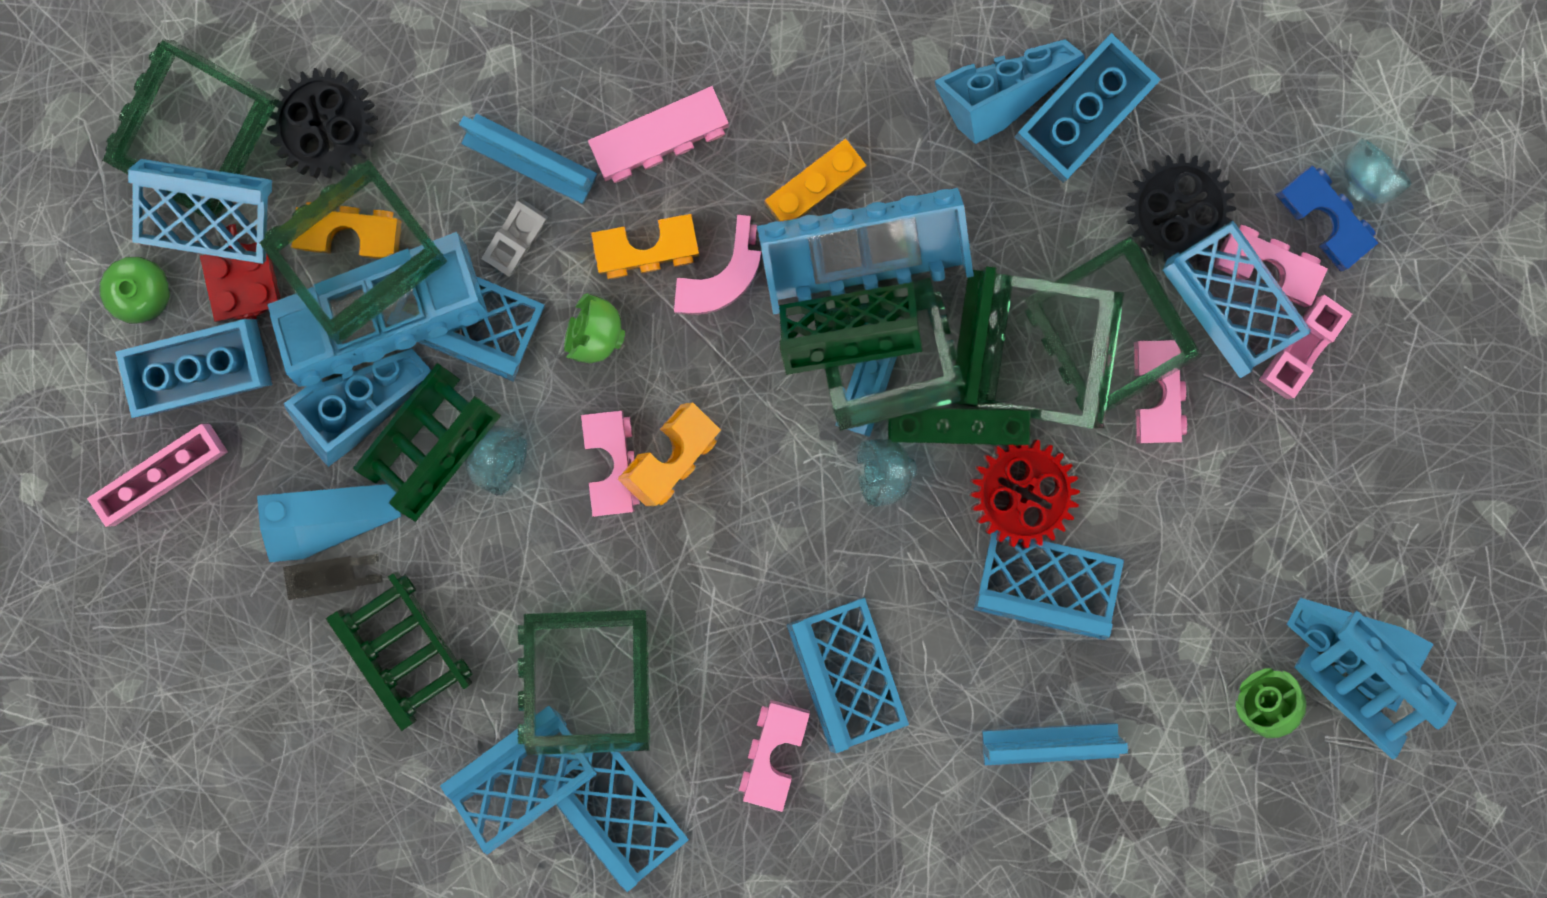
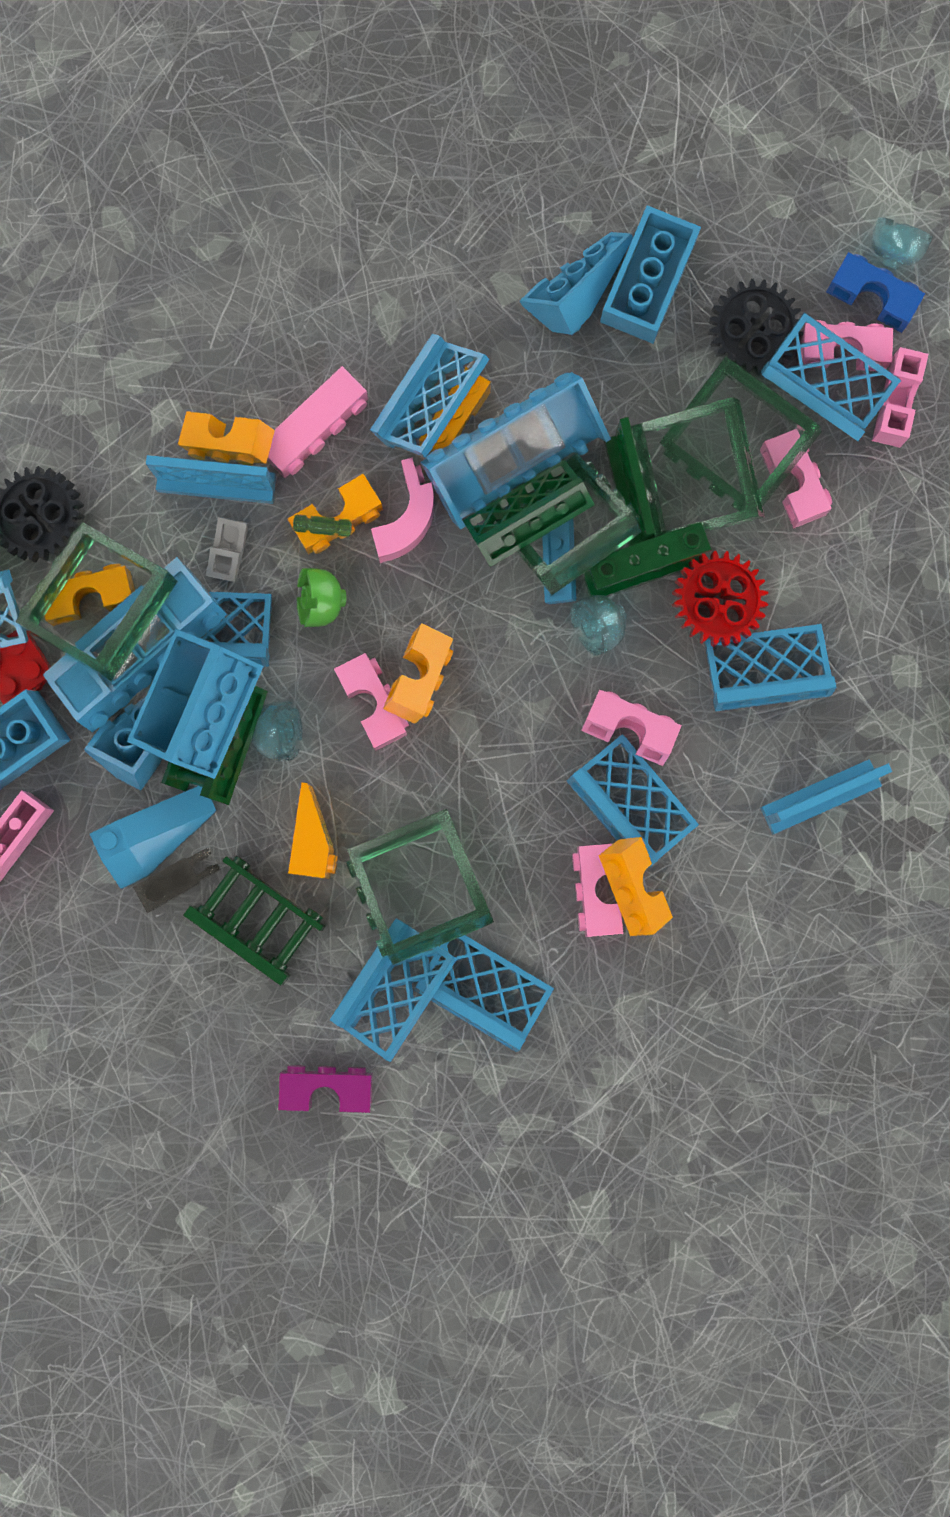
camera: 25 degrees left, 5 degrees down
(418, 406) = (195, 704): none -> dark azure hose
(437, 862) = (352, 1087): none -> magenta arch
(489, 595) = (311, 845): none -> light orange slope
(576, 133) = (246, 442): none -> light orange arch
(625, 256) = (322, 525): none -> clear green axle
(782, 141) = (419, 387): none -> dark azure fence
(809, 744) = (624, 867): none -> light orange arch
(899, 611) = (655, 732): none -> bright pink arch

